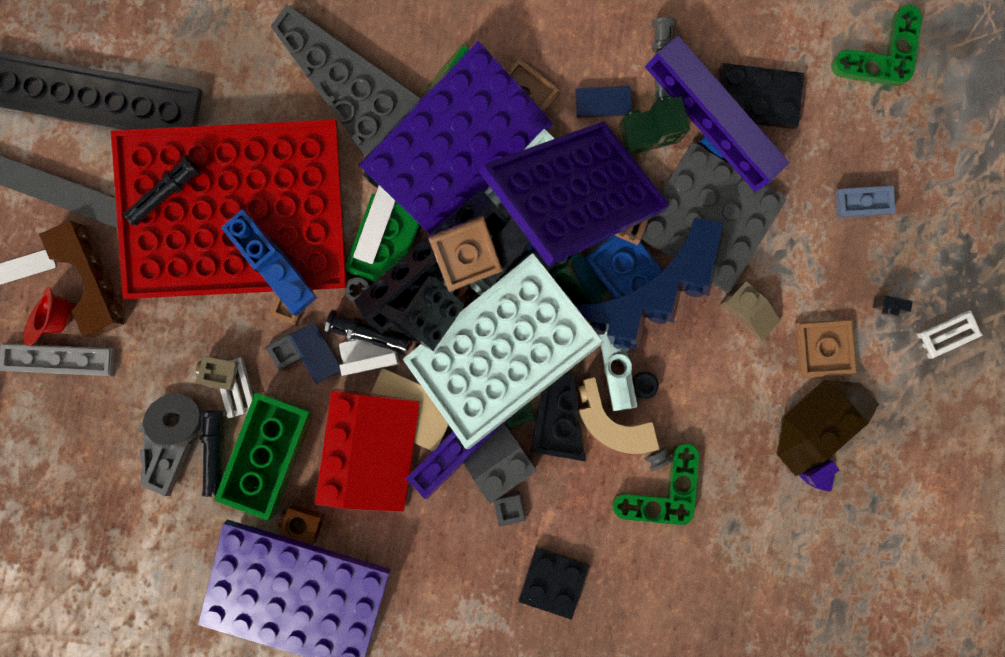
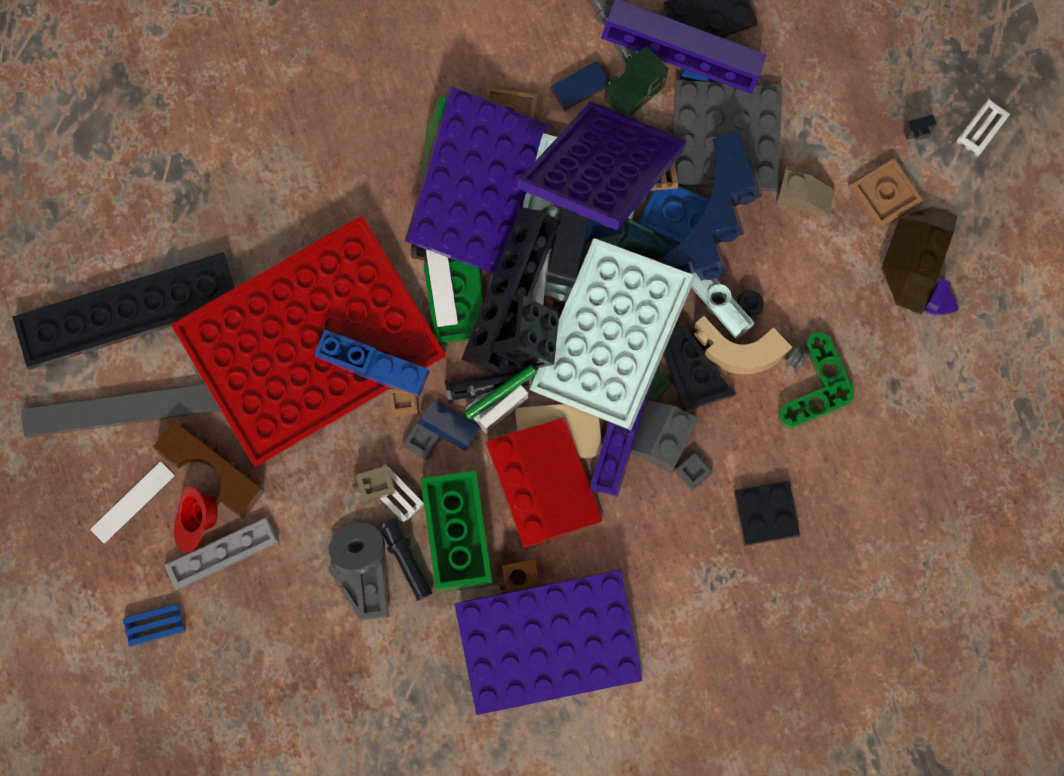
camera: 30 degrees left, 10 degrees down
(172, 182) = (250, 339): black pin -> none
(354, 89) = (358, 184): dark grey wing -> none
(355, 281) = (451, 348): dark grey bush -> none
(375, 348) = (501, 391): none -> green bar
(465, 253) = (539, 264): medium nougat tile -> none
(865, 201) = (849, 54): sand blue plate -> none

